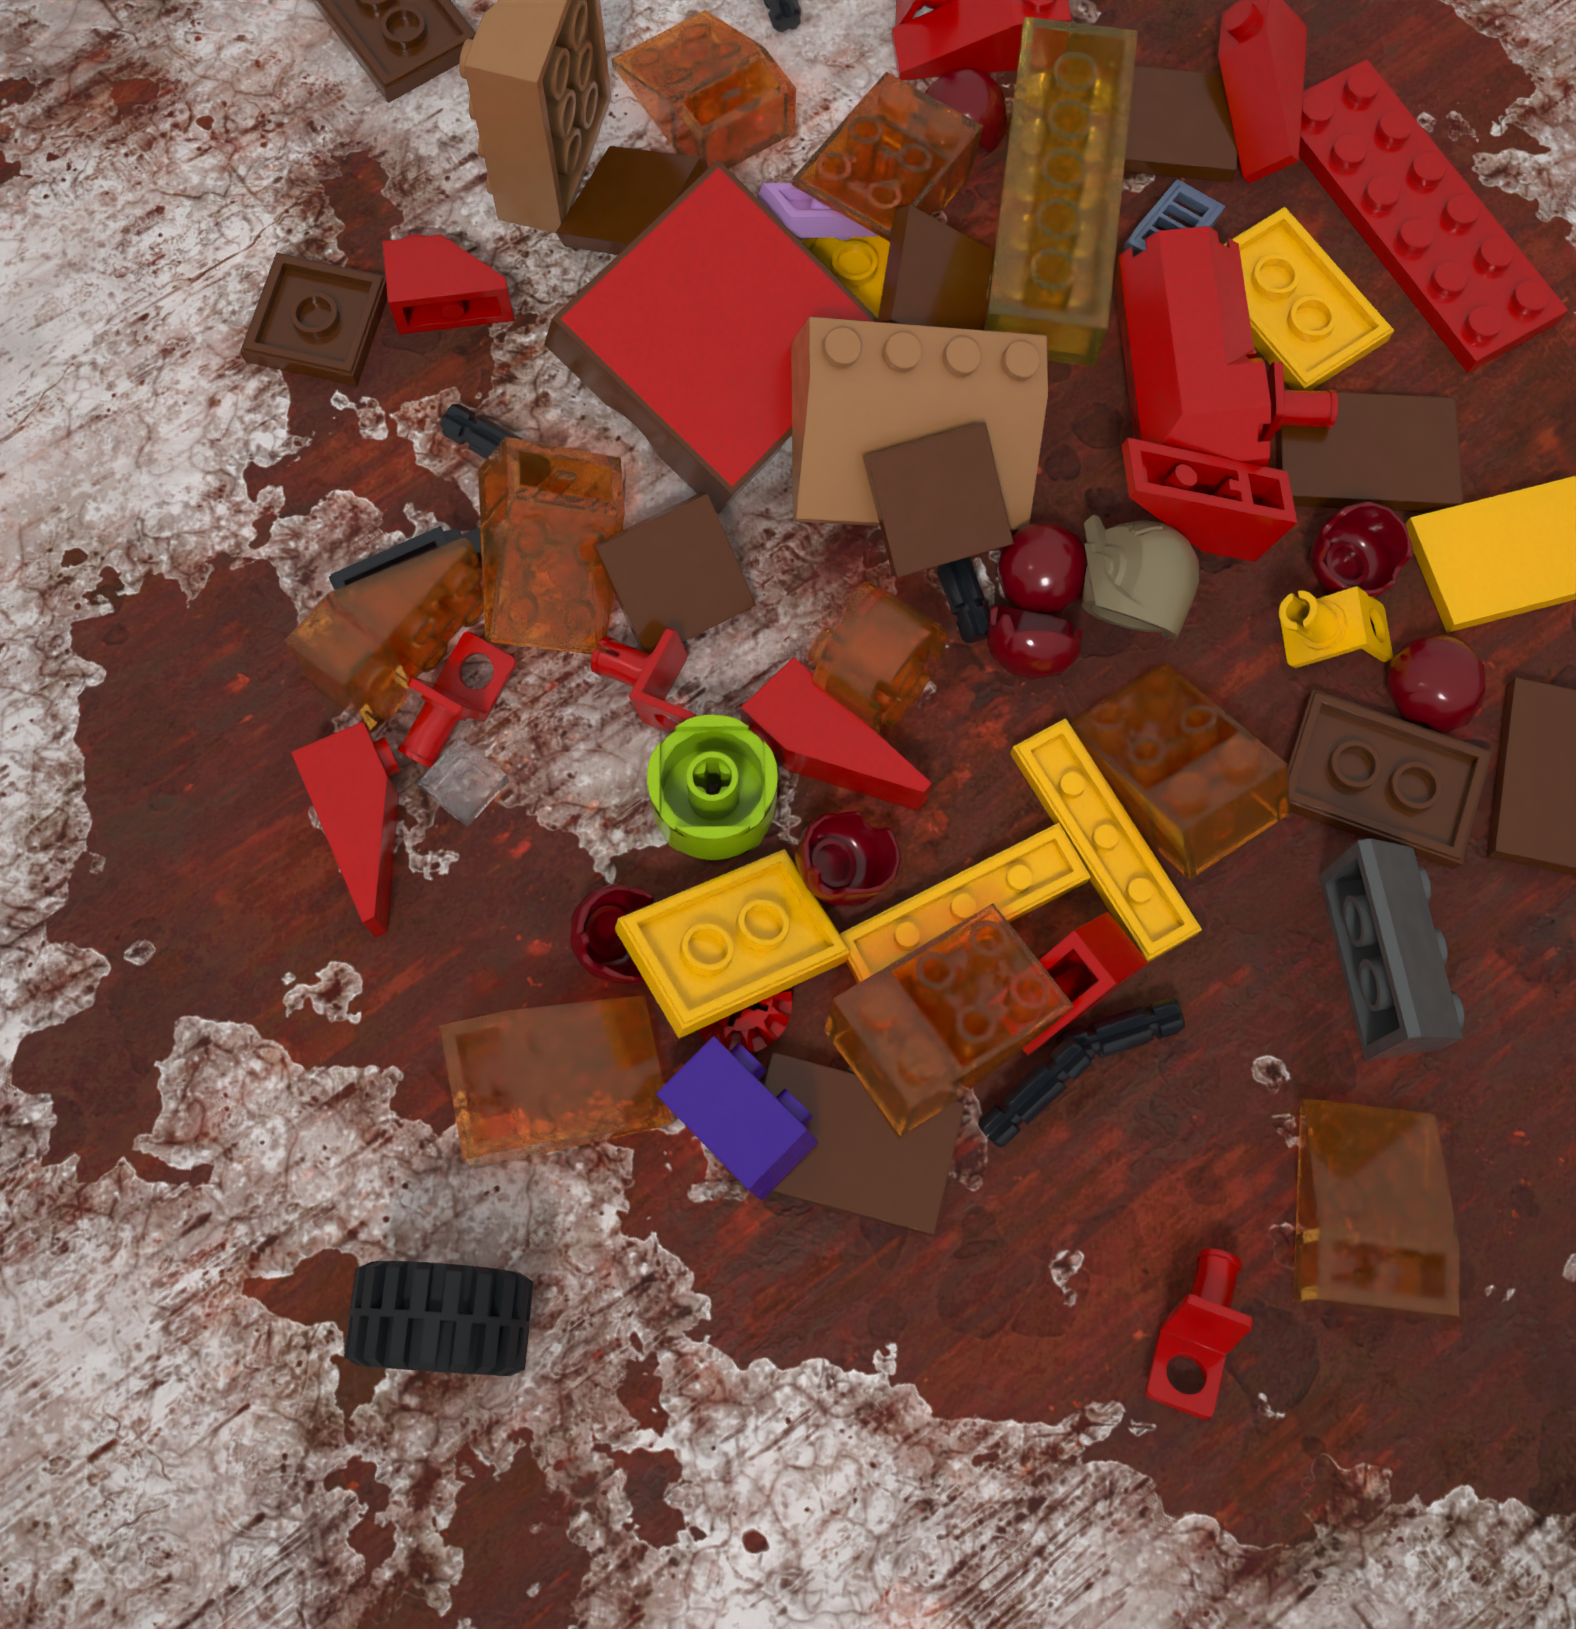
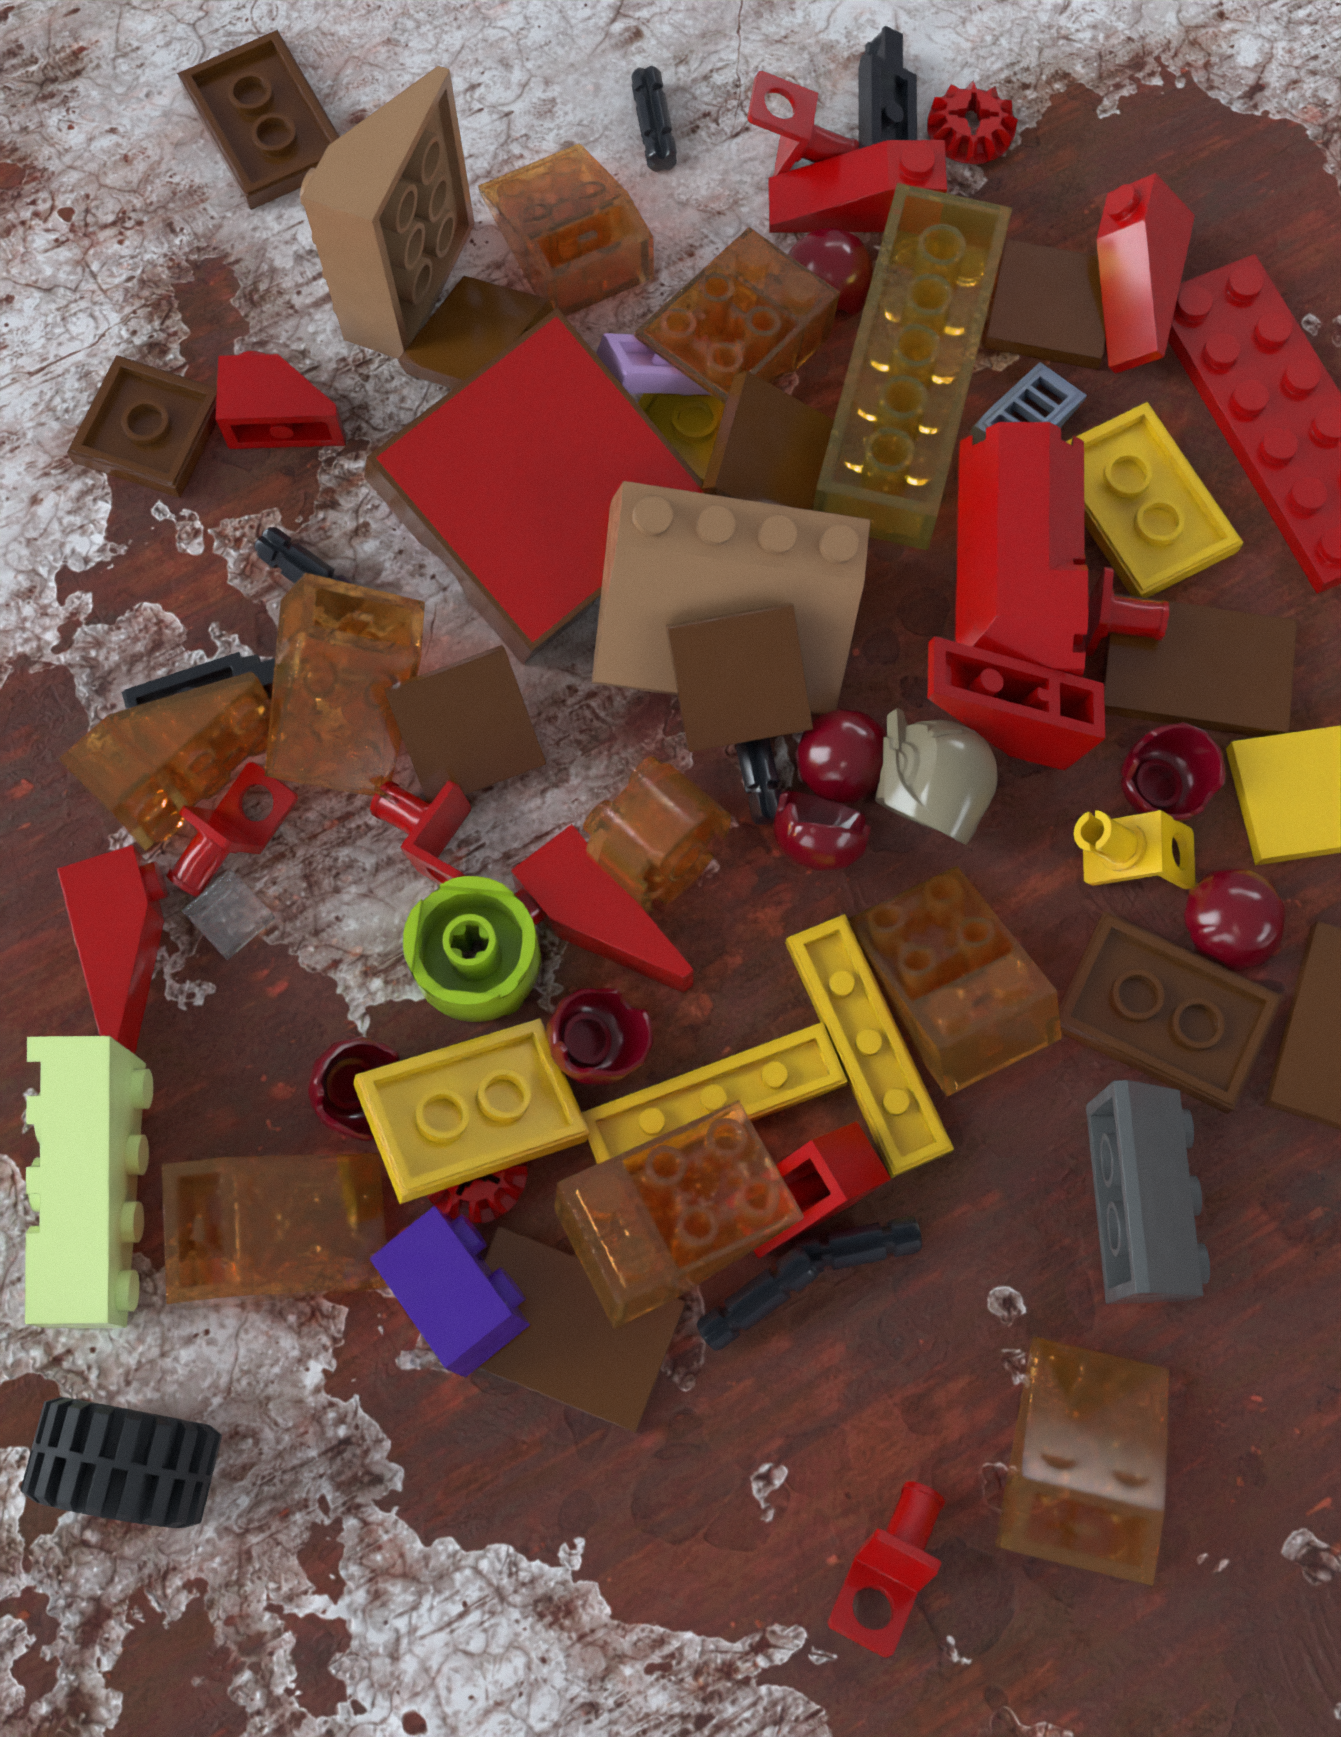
camera: 10 degrees right, 0 degrees up
(361, 1054) = (85, 1182): none -> yellowish green wedge

